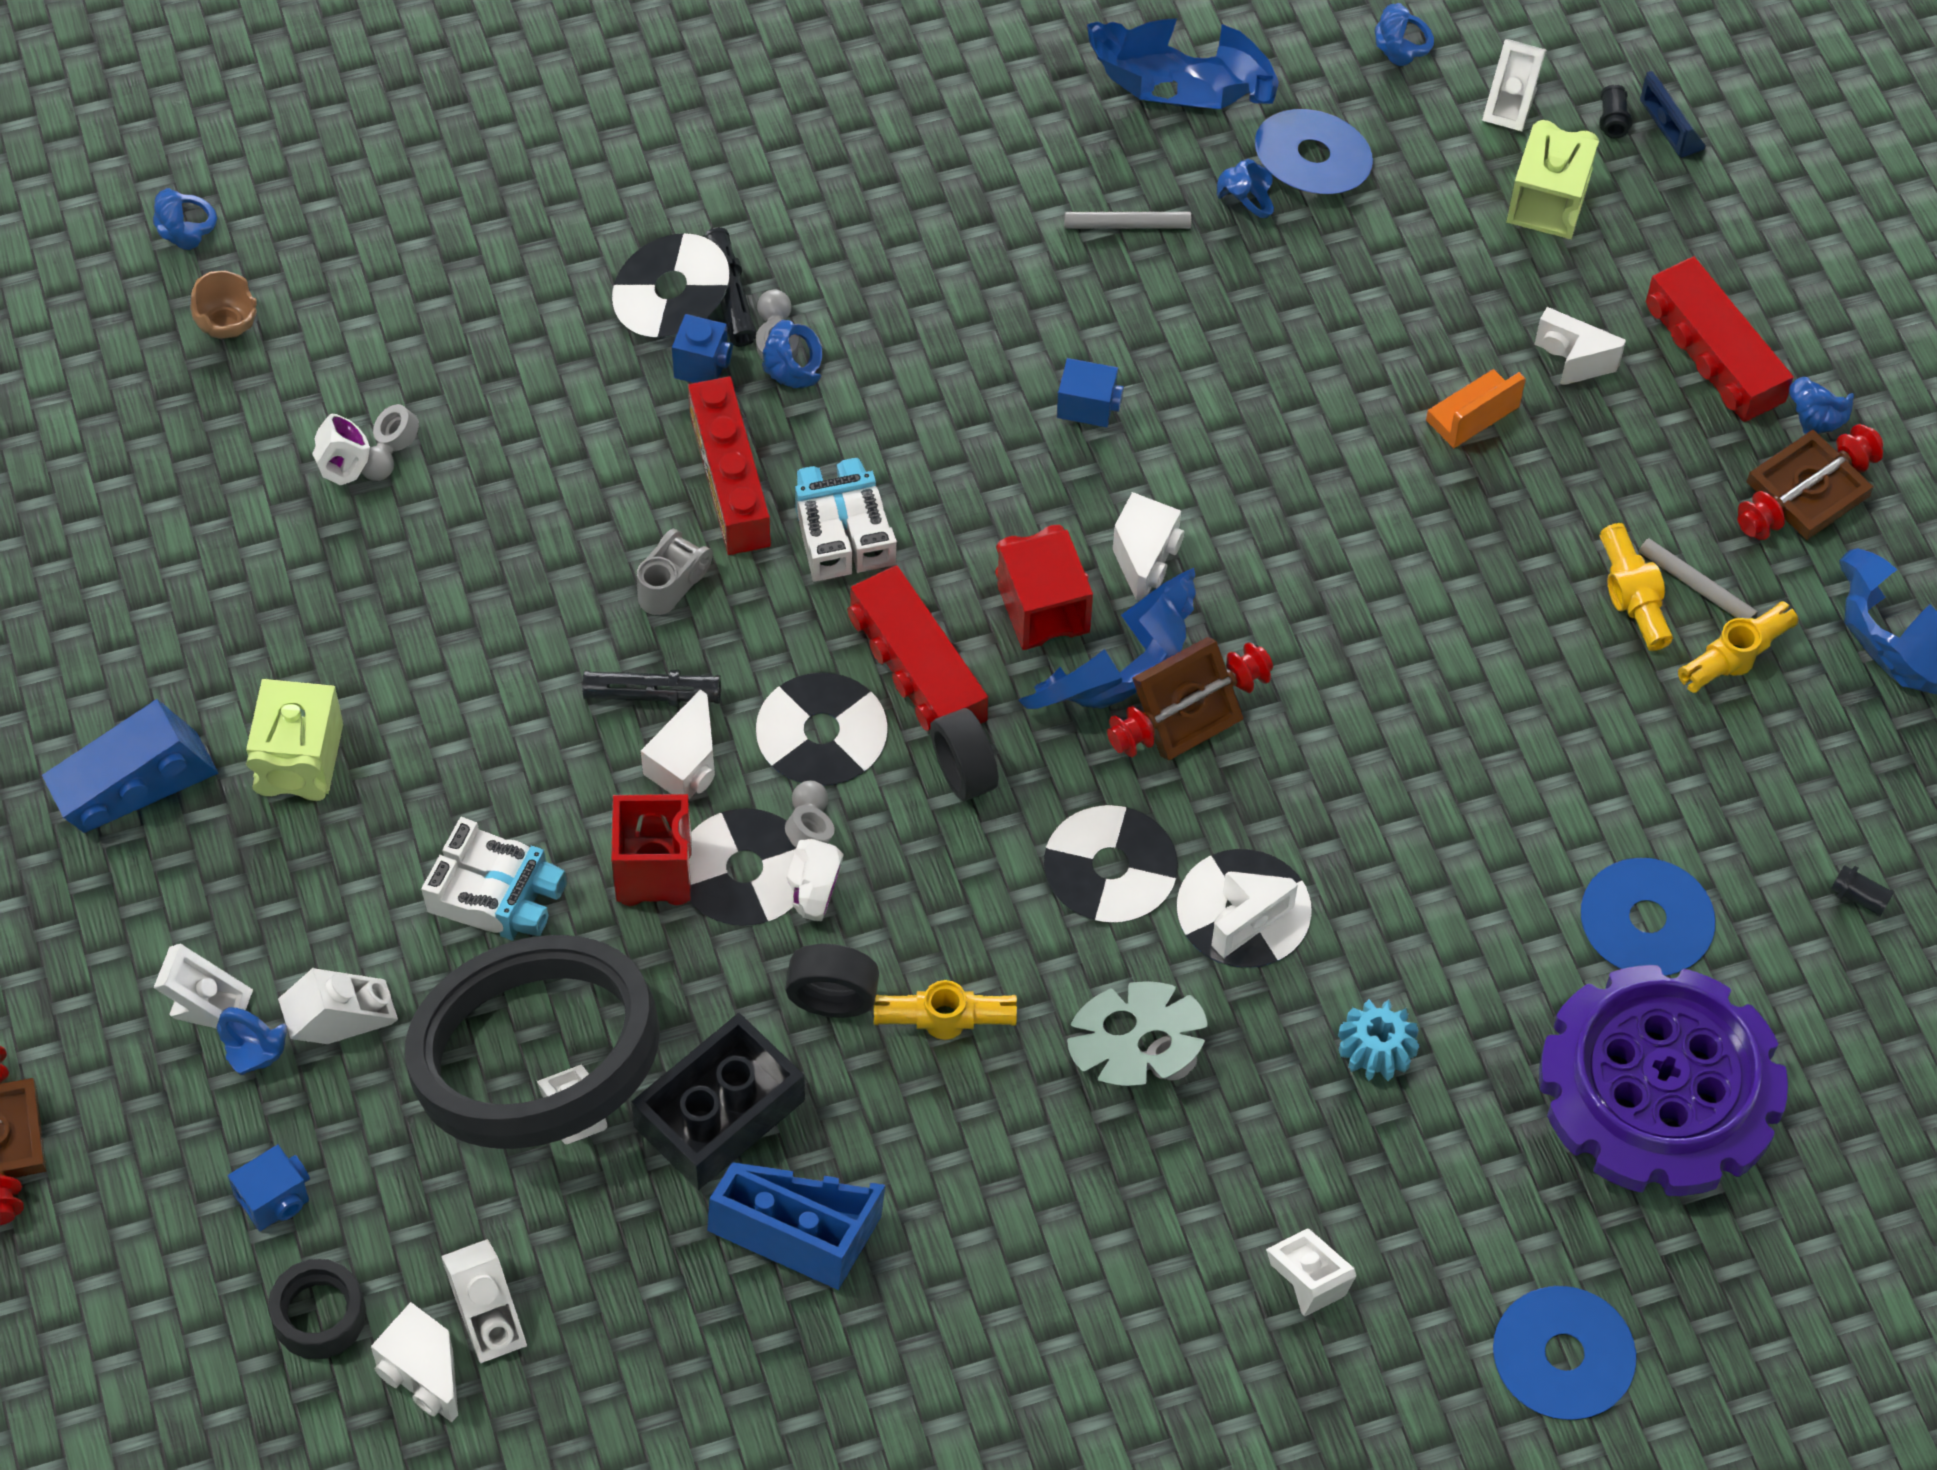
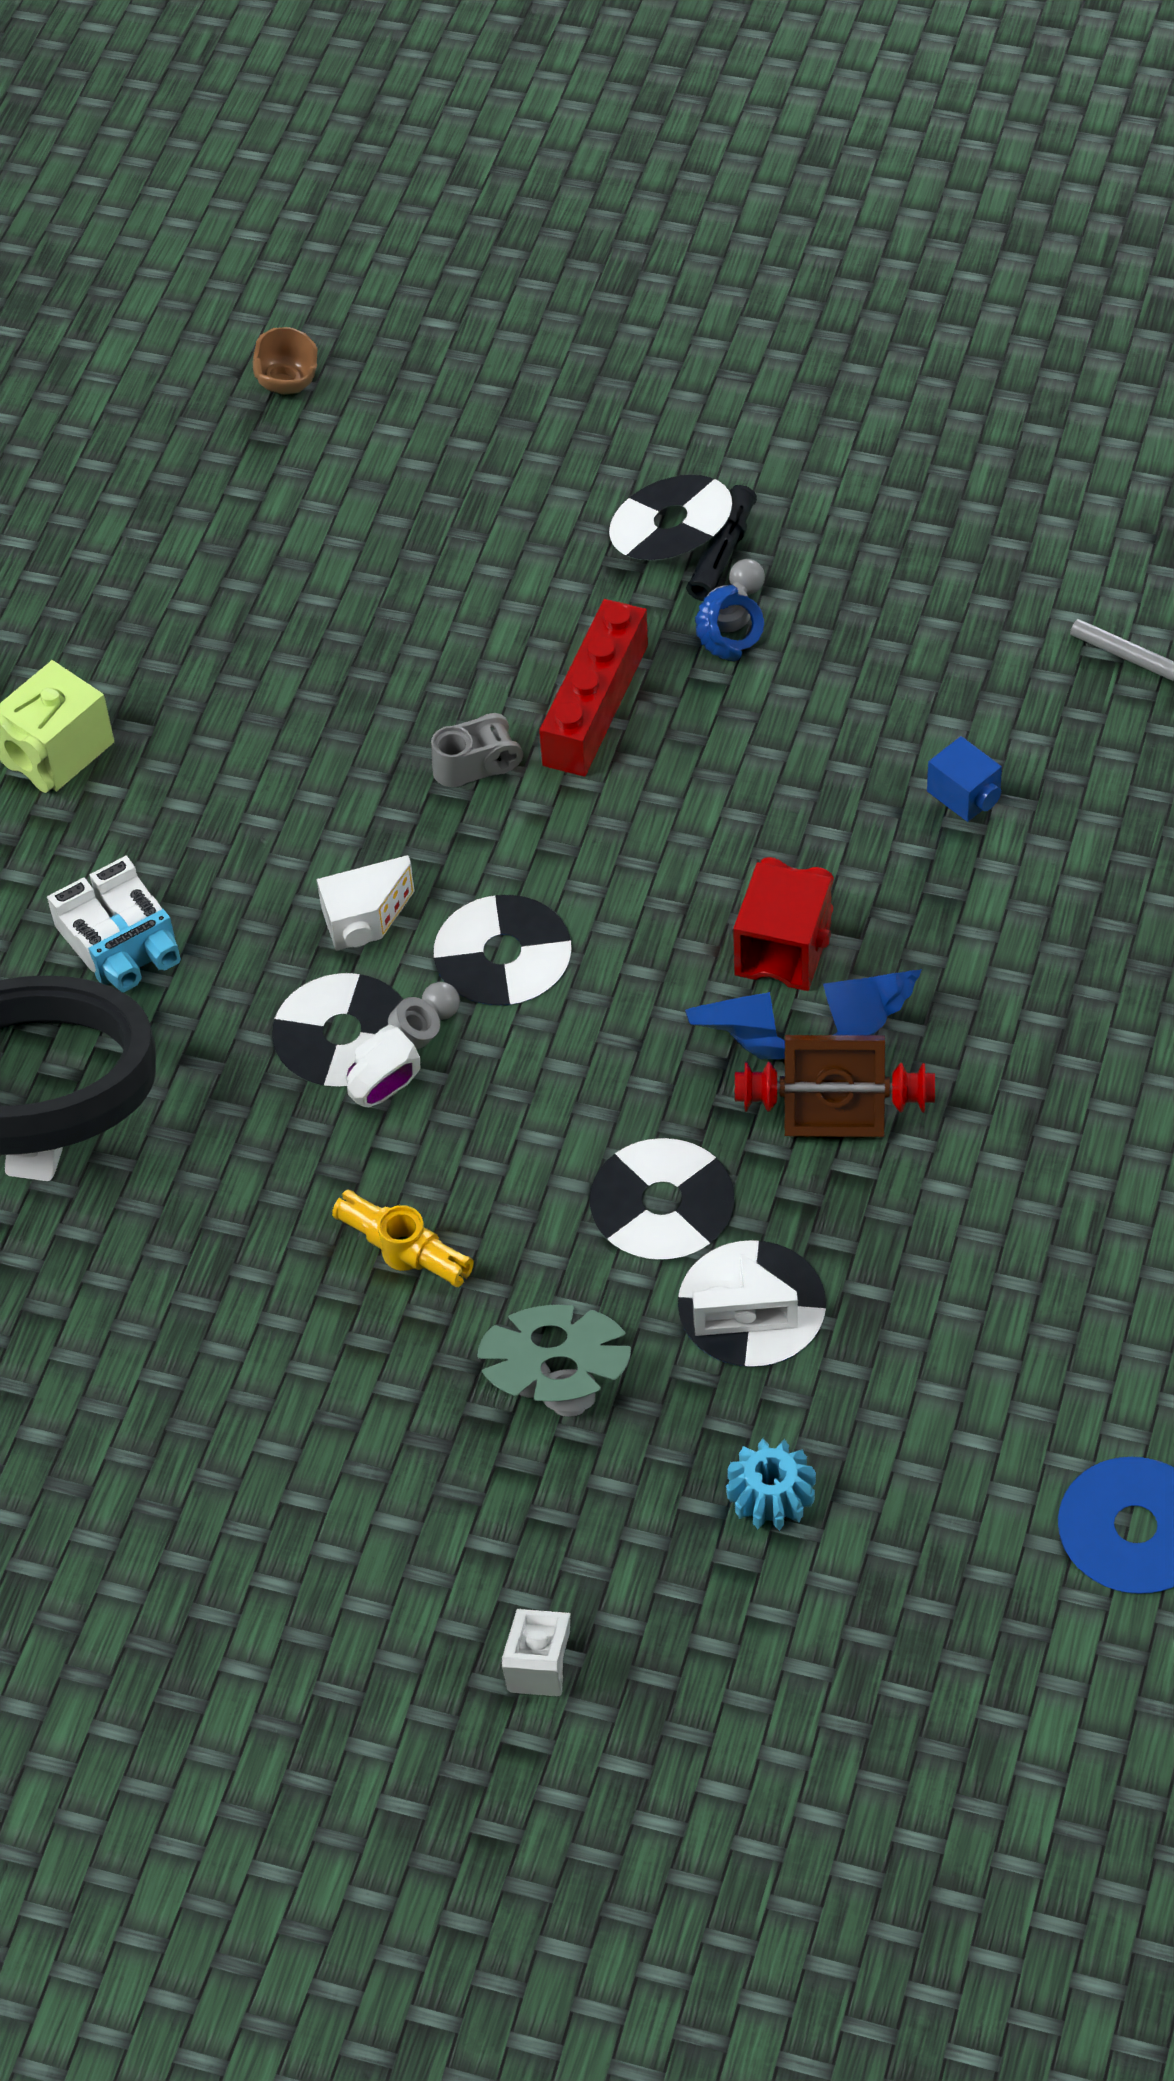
camera: 40 degrees right, 5 degrees down
(169, 219) = (307, 294): blue piece -> none
(340, 450) = (282, 517): white rock -> none
(394, 431) = (341, 527): light grey plate -> none
(598, 686) = (341, 816): black pin -> none
(654, 860) = (255, 968): red piece -> none
(700, 349) = (648, 579): blue brick -> none
(718, 1101) = (142, 1203): black brick -> none
(796, 1220) = (127, 1341): blue wedge -> none
(832, 980) = (318, 1155): black tyre -> none
(842, 505) = (654, 781): hips -> none
(914, 648) = (629, 927): red brick -> none
(964, 754) = (591, 1027): black tyre -> none
(1143, 541) = (917, 932): white slope -> none
(1558, 1393) = (734, 1918): blue sticker -> none
(1634, 1143) = (1008, 1674): dark purple piece -> none

